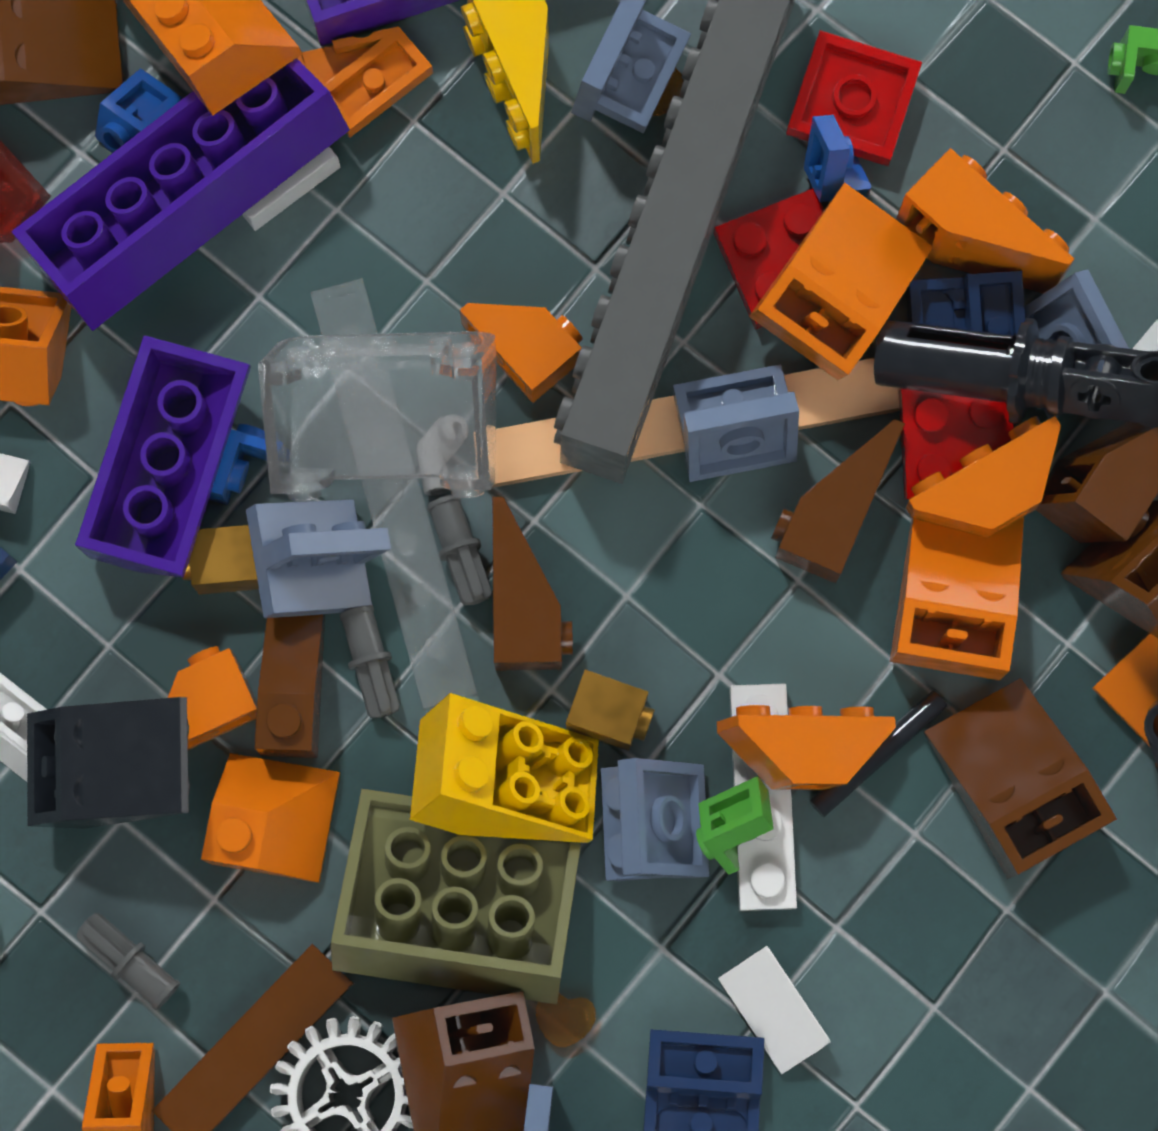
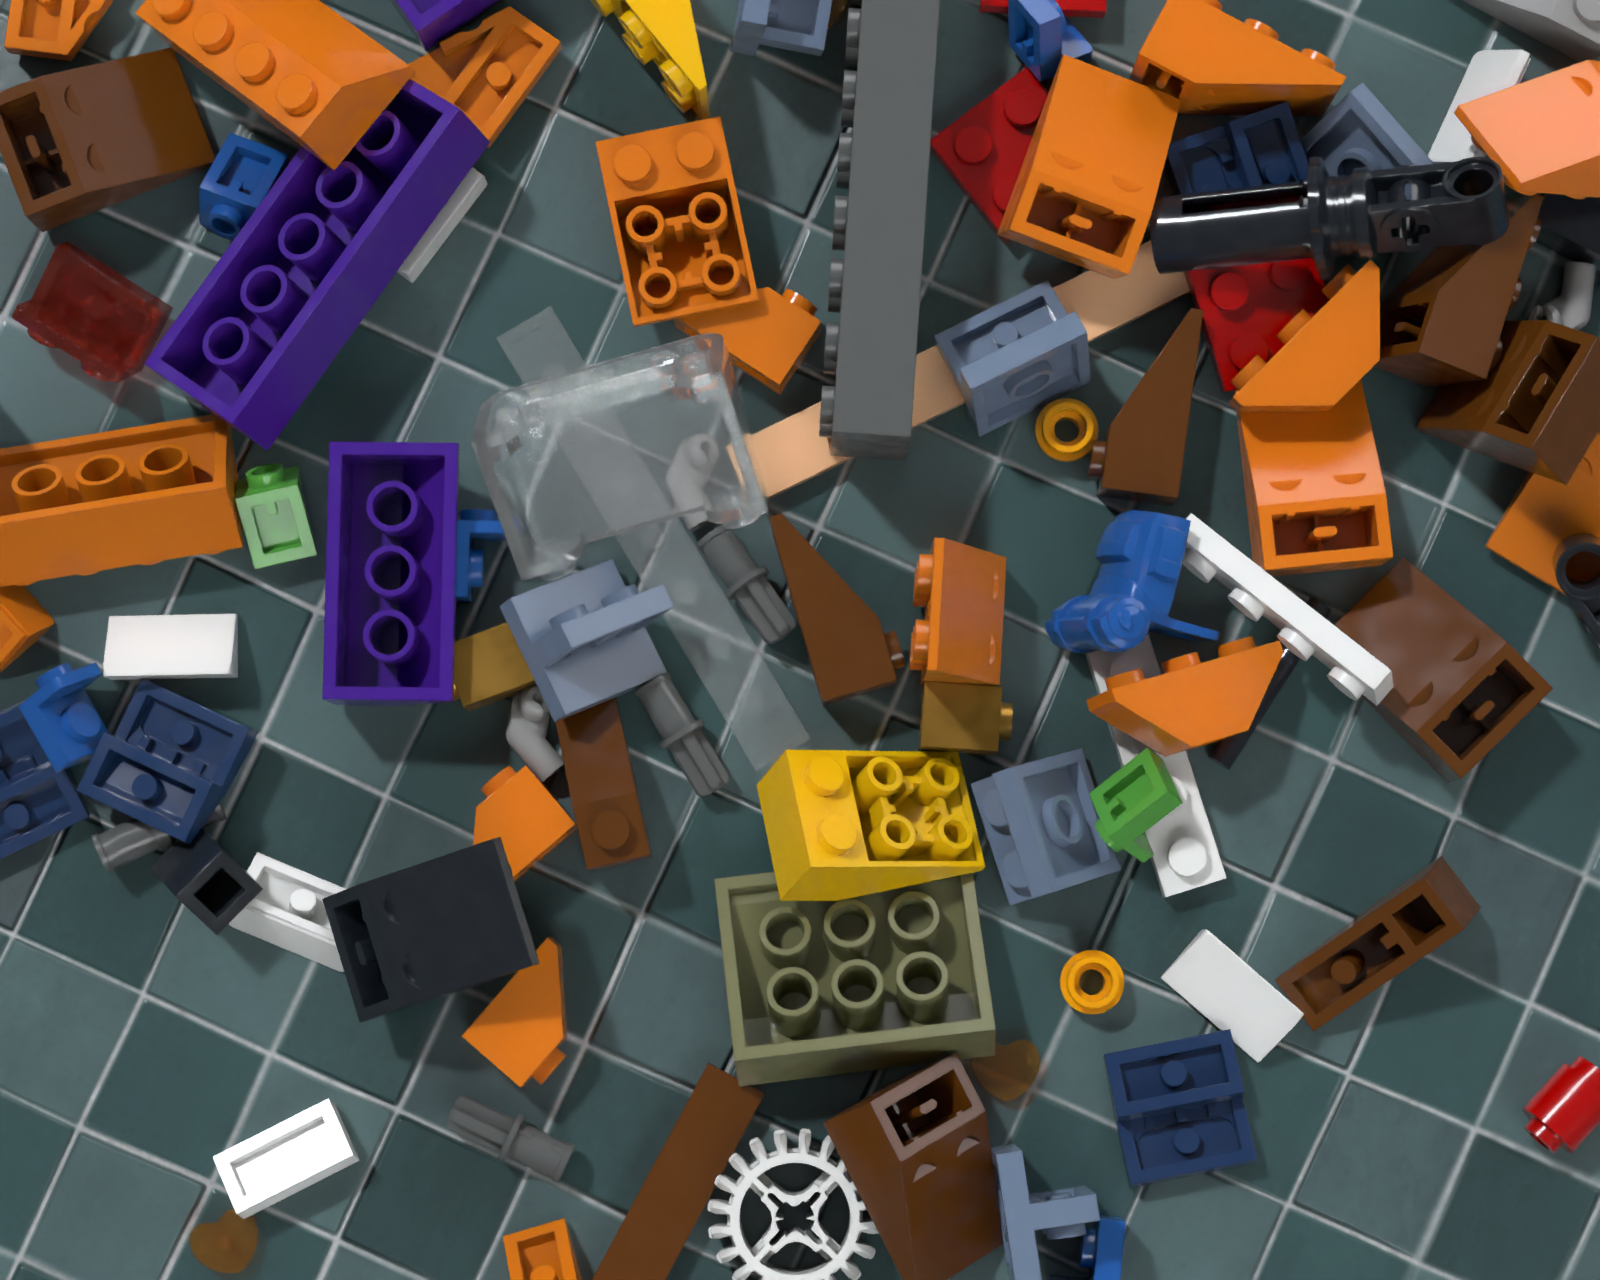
camera: 15 degrees left, 5 degrees up
(84, 388) = (275, 515): none -> bright green bracket
(167, 865) = (526, 1020): none -> orange slope
(242, 624) = (528, 730): none -> light grey arm
(271, 818) = (624, 936): orange slope -> none
(485, 234) = (677, 221): none -> orange slope
(631, 618) = (961, 615): none -> orange slope
(673, 955) = (1112, 982): none -> light orange plate
(768, 479) = (1072, 411): none -> light orange plate
(781, 641) = (1133, 588): none -> blue piece
(911, 1000) = (1379, 943): none -> reddish brown slope
(916, 710) = (1301, 627): none -> white plate

